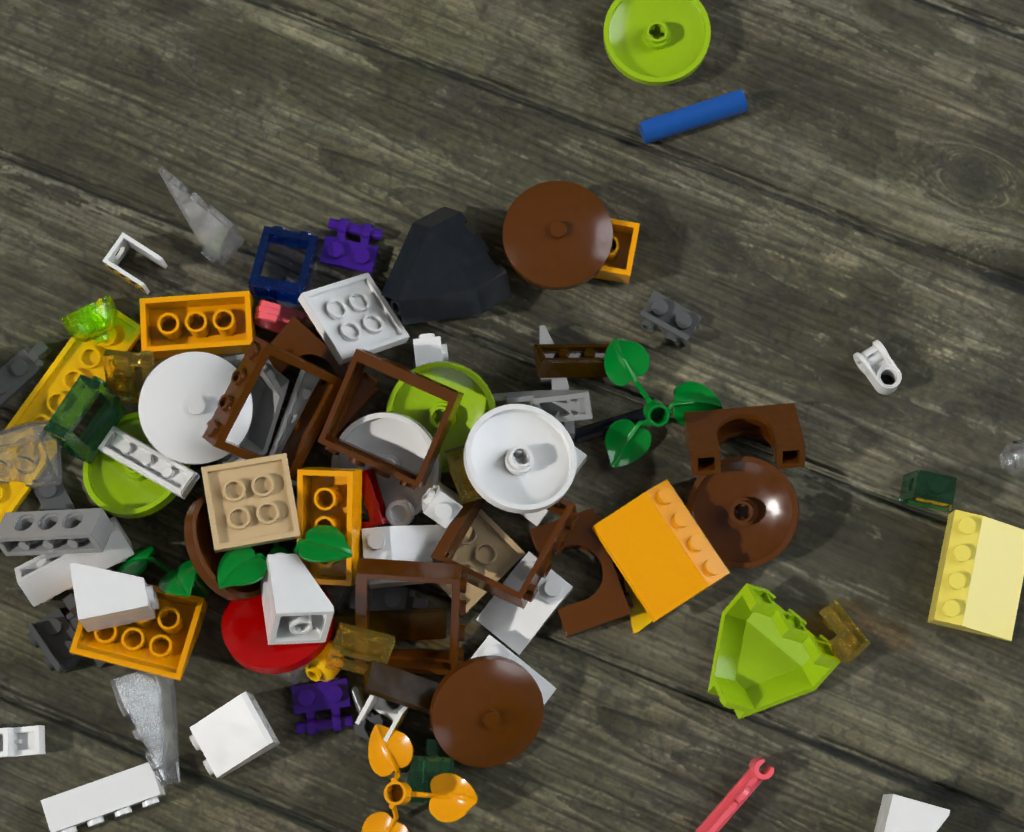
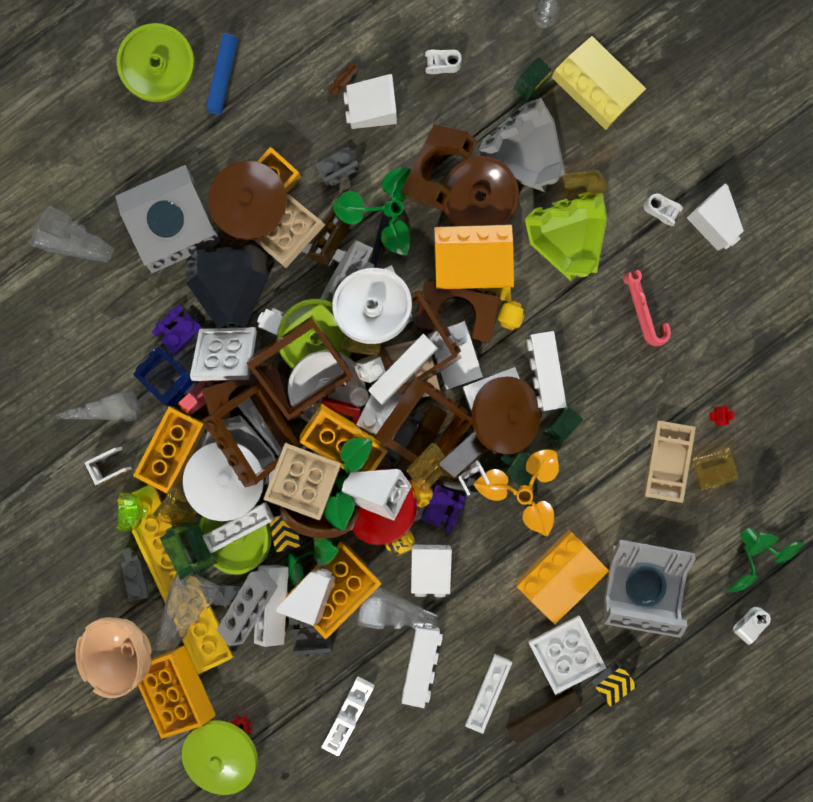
camera: 60 degrees left, 10 degrees up
(169, 523) = (282, 535): none -> piece
(245, 679) = (402, 545): none -> yellow head
(383, 49) = (60, 235): none -> clear wedge
(464, 543) = (402, 369): none -> white tile
(476, 155) = (166, 219): none -> light grey panel
(521, 794) = (564, 424): none -> clear green torso
(551, 312) = (292, 234): none -> tan plate
(575, 732) = (547, 371): none -> white brick
(617, 643) = (511, 315): none -> yellow head
(771, 312) = (371, 103): none -> white slope
(779, 261) = (342, 79): none -> reddish brown axle
(840, 535) = (528, 146): none -> light grey panel
(873, 757) = (666, 210): none -> white piece

